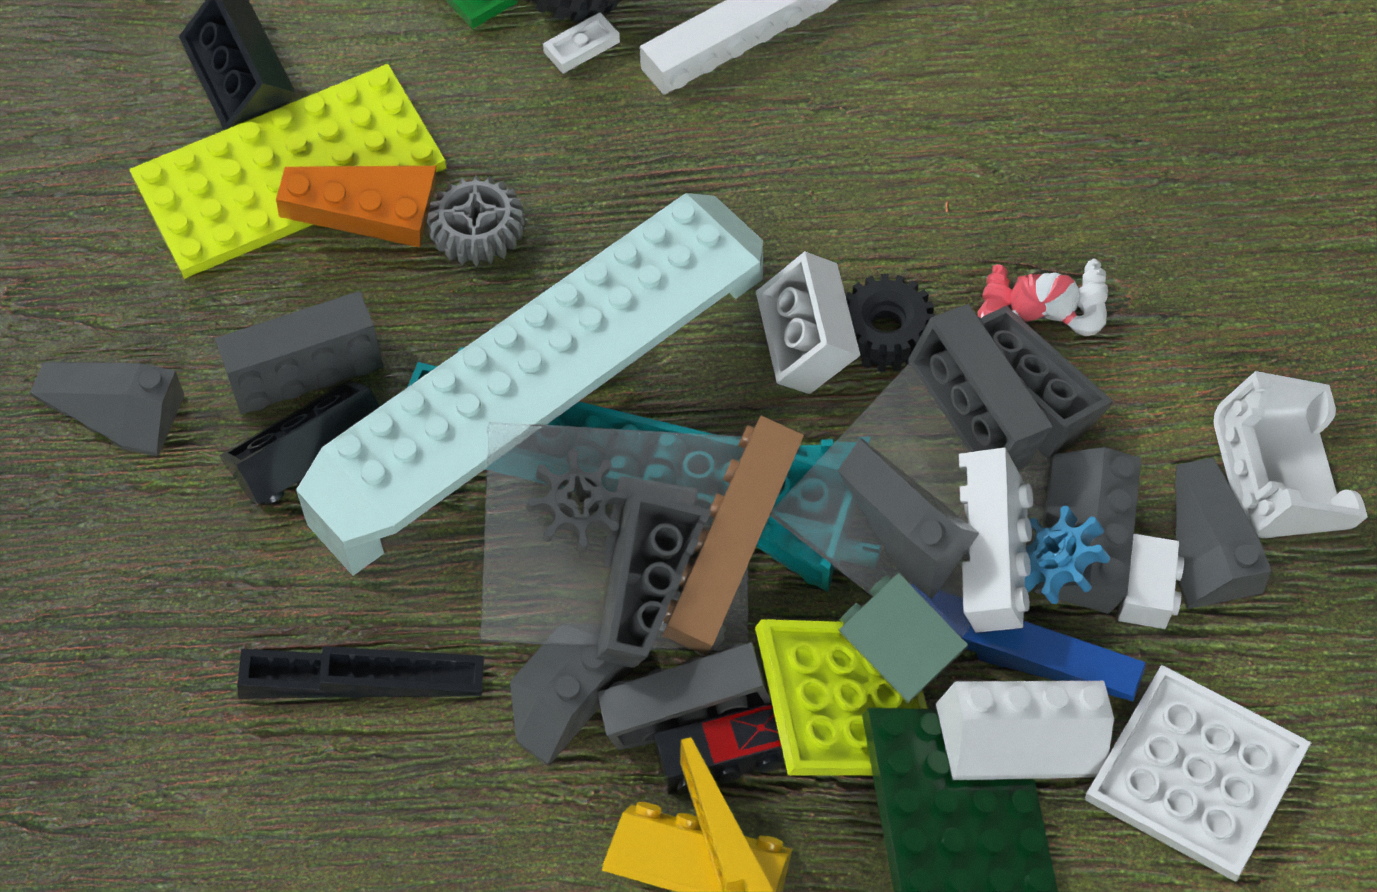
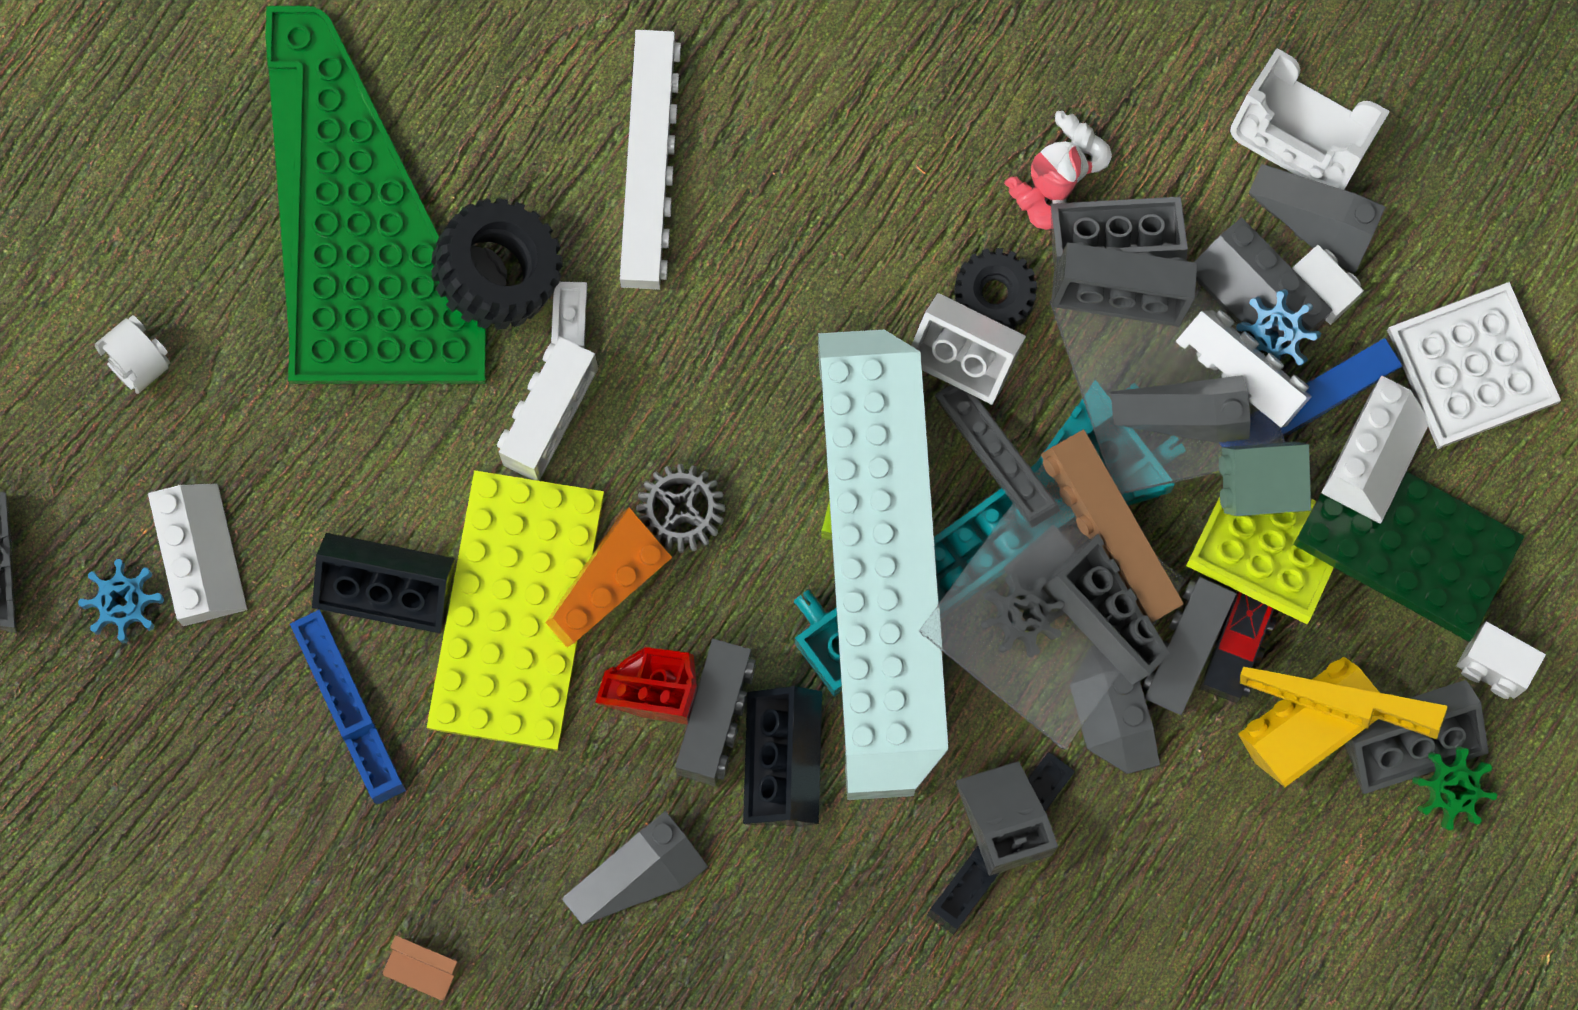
camera: 55 degrees left, 20 degrees up
(103, 112) = (347, 707): none -> blue slope
(289, 290) = (652, 685): none -> red wedge
(375, 648) = (1006, 818): none -> dark grey slope
(480, 68) = (548, 408): none -> white brick
(724, 404) = (998, 455): none -> dark grey tile

